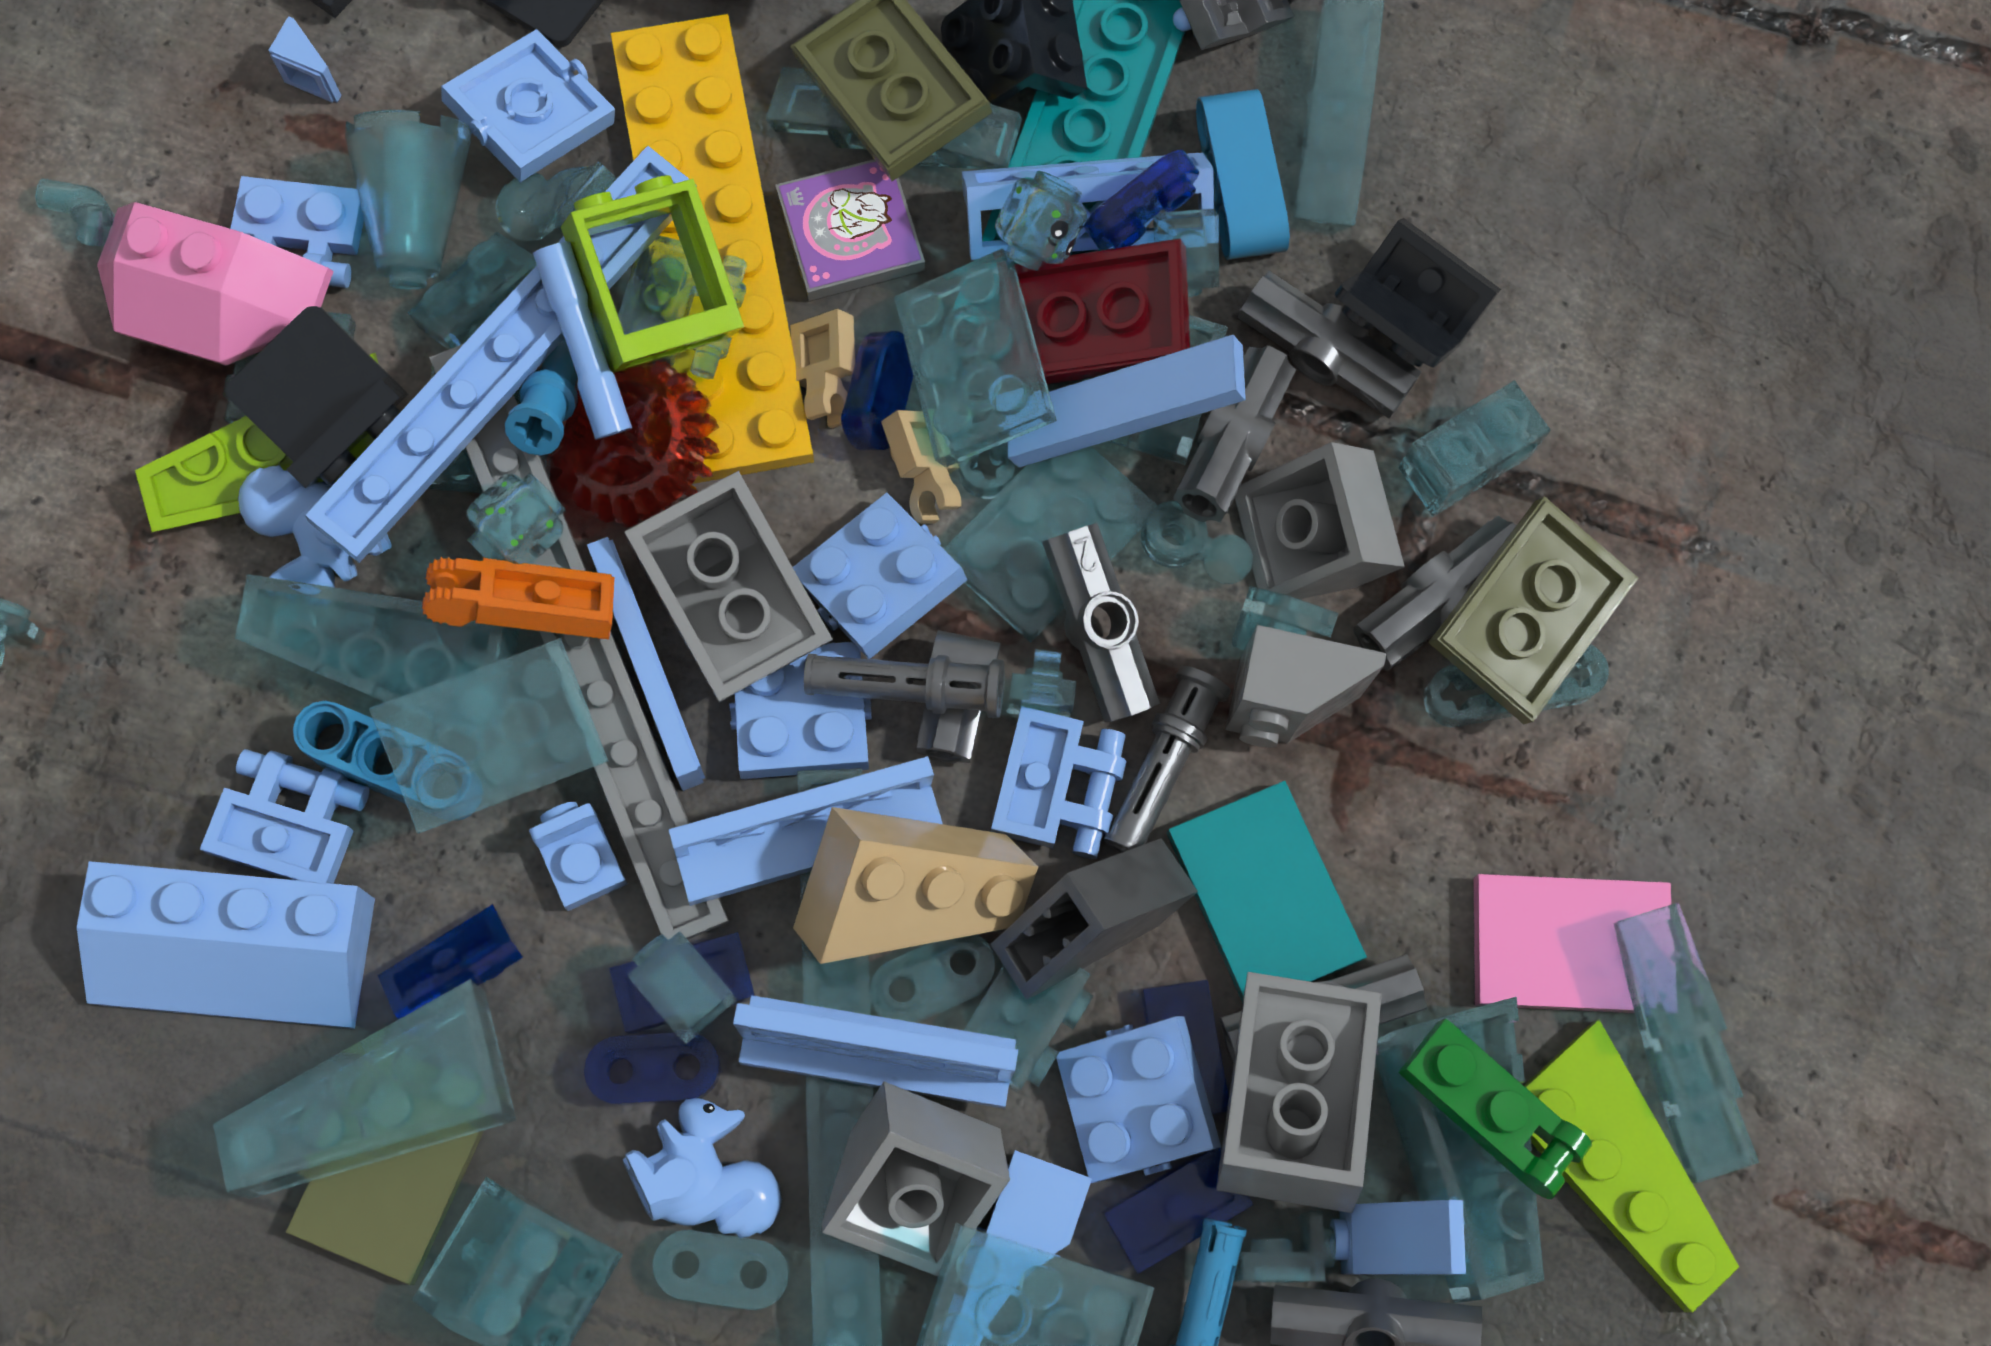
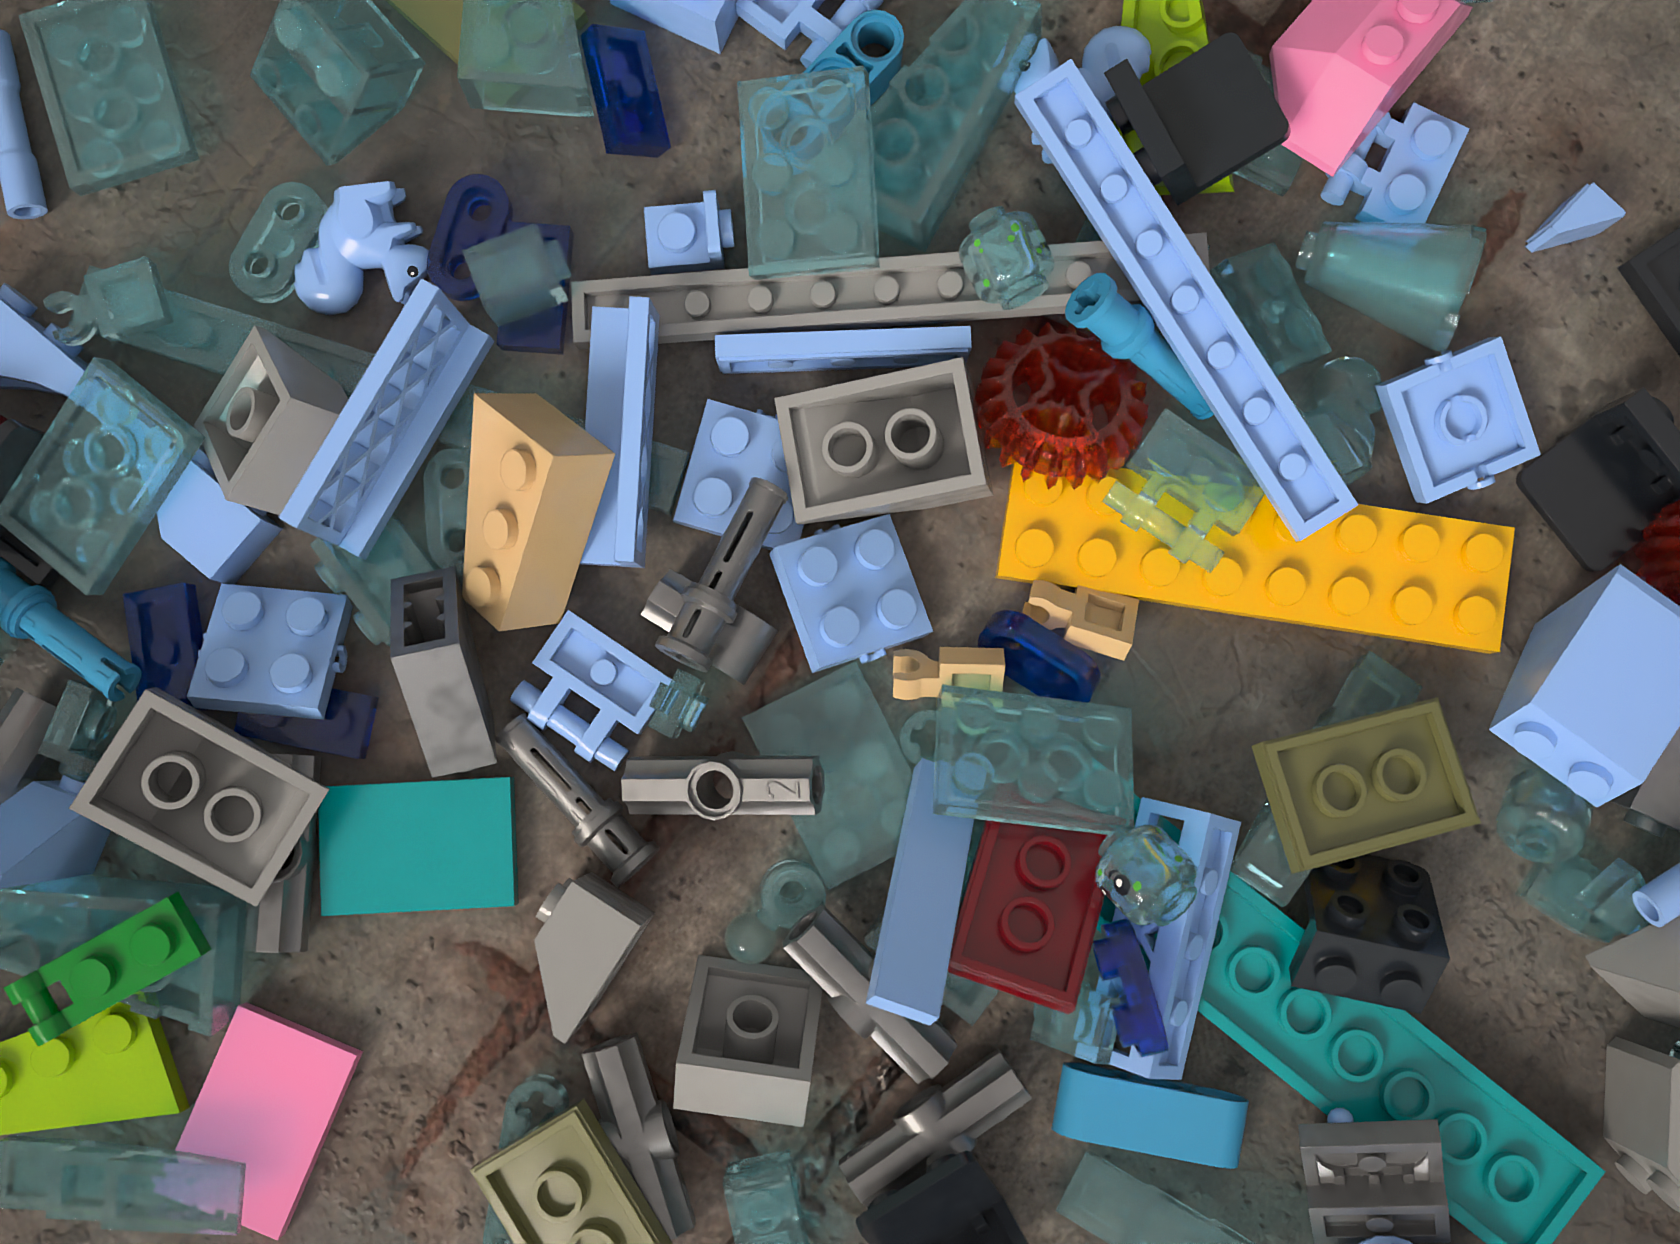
camera: 115 degrees right, 10 degrees up
(519, 596) = (926, 240): orange hinge -> none
(570, 303) = (1207, 369): light blue piece -> none
(652, 199) = (1141, 468): lime window -> none
(849, 229) = (1223, 692): tile -> none
(1281, 613) = (662, 963): clear light blue bracket -> none

